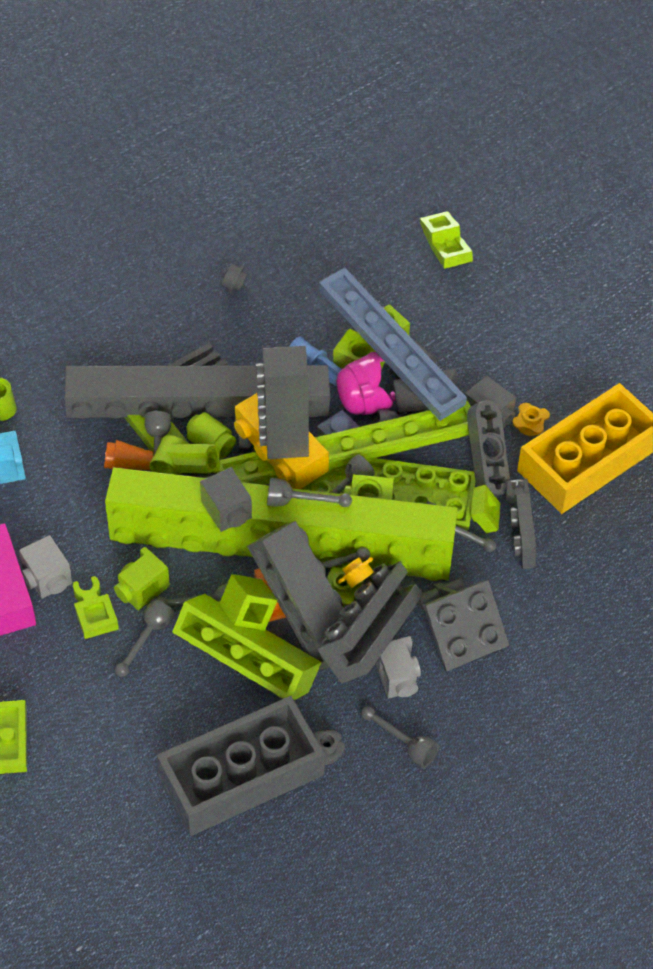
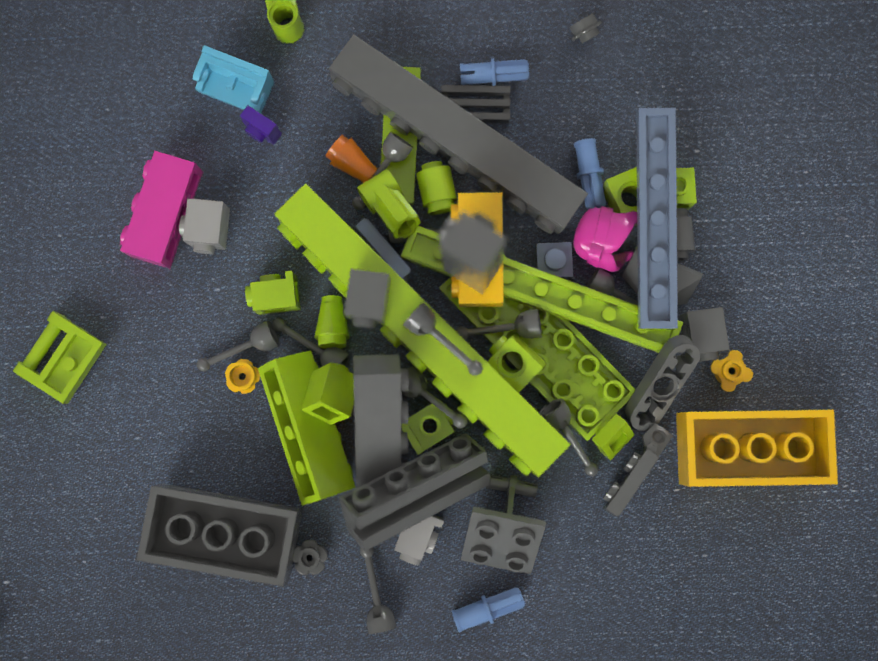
camera: 40 degrees right, 30 degrees up
(35, 476) = (259, 126): none -> dark purple plate
(94, 611) = (217, 298): lime plate -> none
(161, 647) = (235, 383): none -> yellow plate
(189, 341) = (494, 72): none -> medium blue axle
(204, 572) = (331, 323): none -> lime cone
(356, 572) = (441, 434): yellow plate -> none
(445, 239) = (814, 118): lime slope -> none
(497, 687) = (488, 609): none -> medium blue axle

